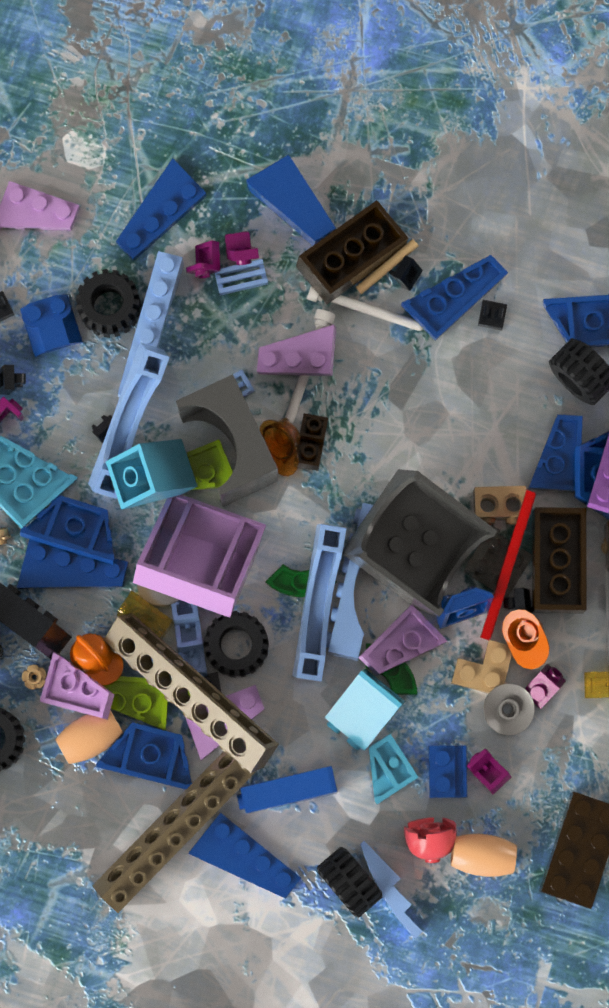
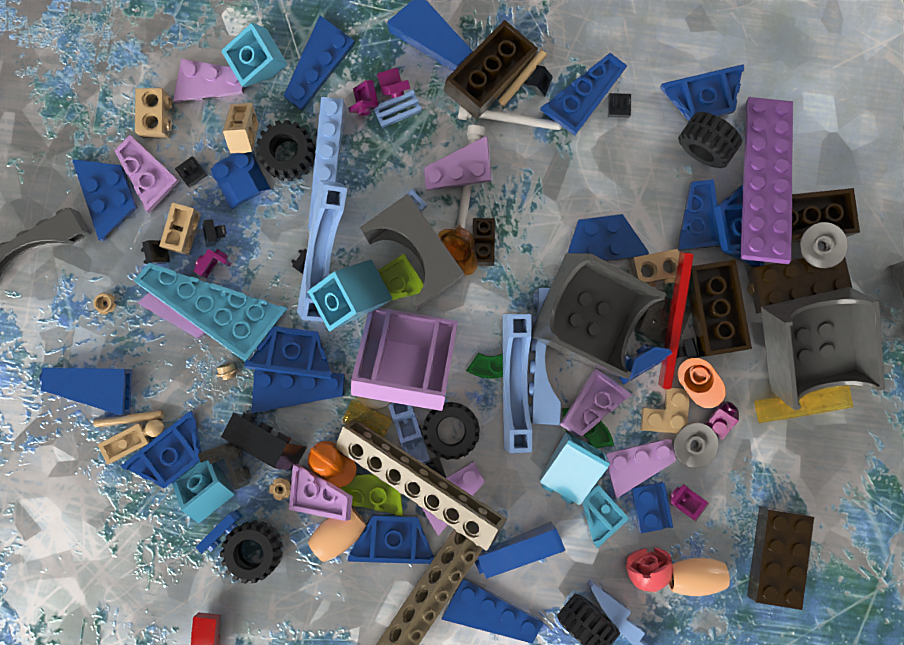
camera: 15 degrees left, 5 degrees up
(63, 270) = (241, 128): none -> tan brick
(91, 192) = (253, 55): none -> medium azure slope
(440, 719) = (638, 463): none -> lavender wing
(450, 462) = (607, 238): none -> blue wing

